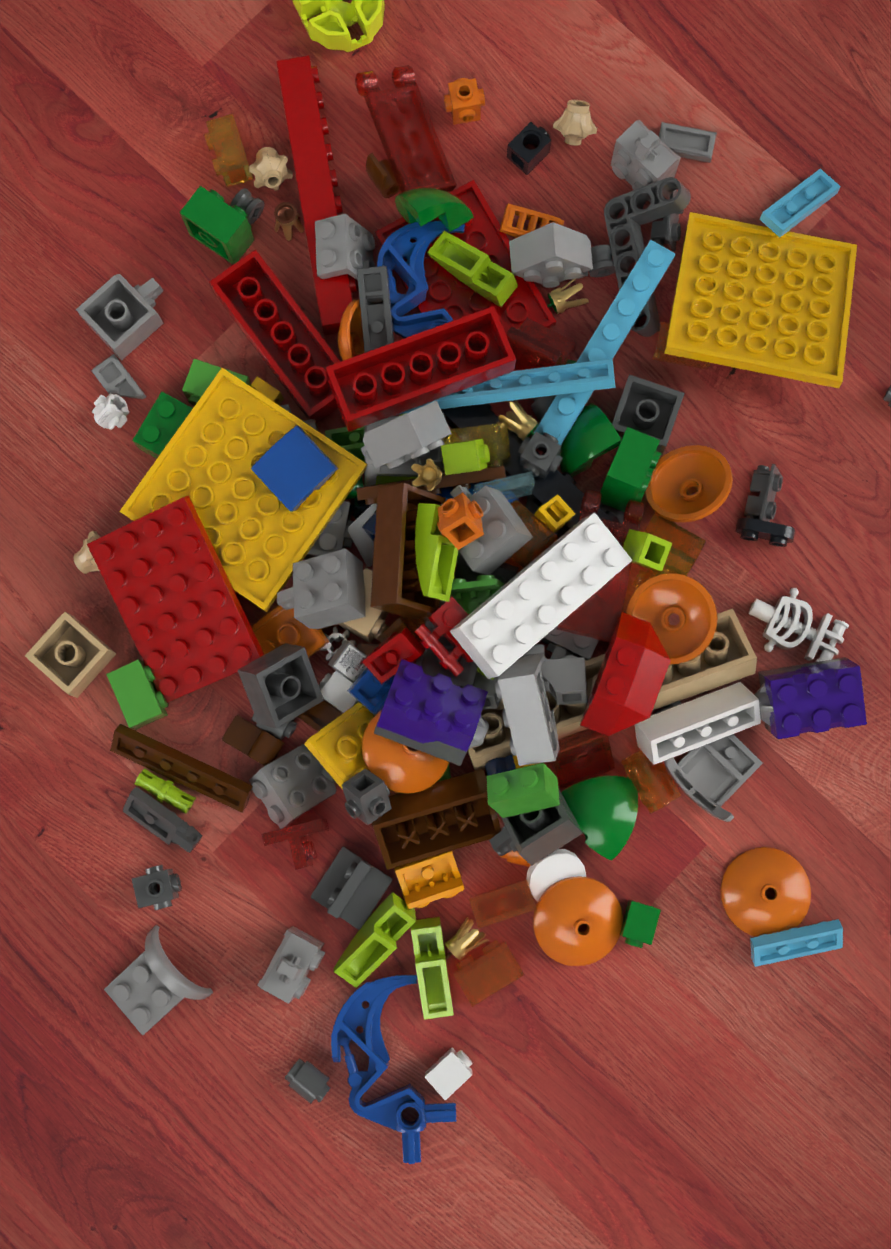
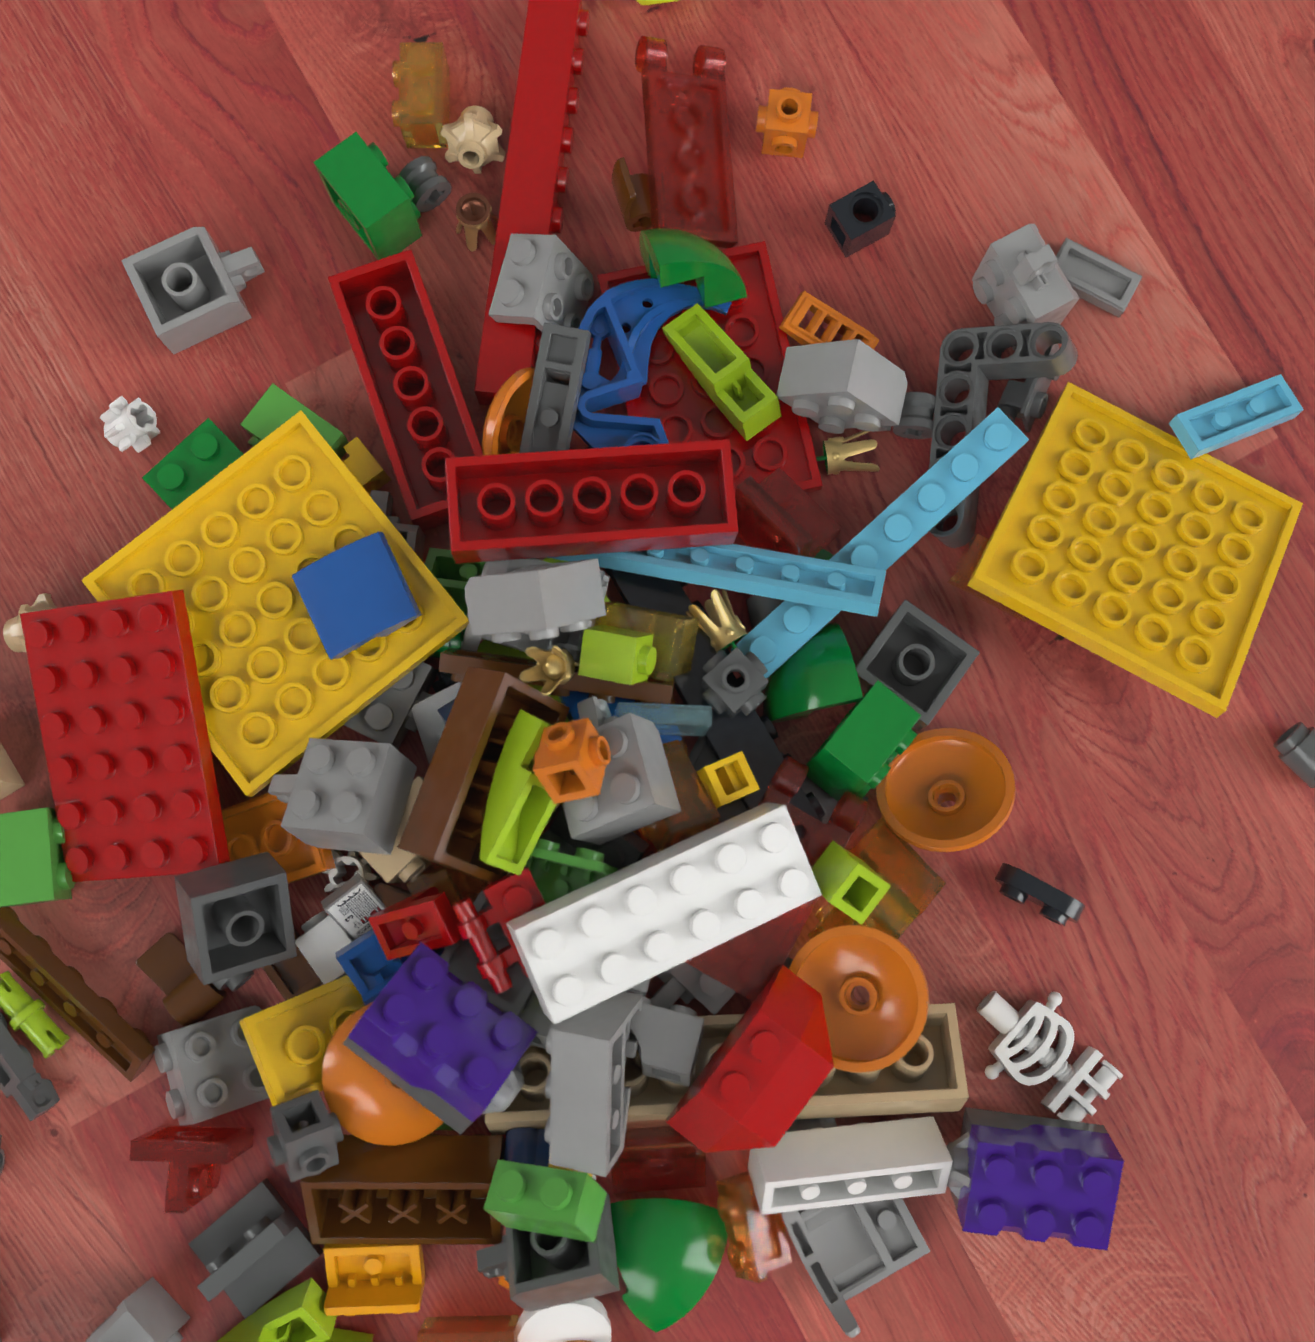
camera: 10 degrees right, 0 degrees up
(117, 379) = (158, 379): light grey tile -> none
(575, 122) = (939, 201): tan rock -> none
(766, 484) = (1062, 823): dark grey hinge -> none

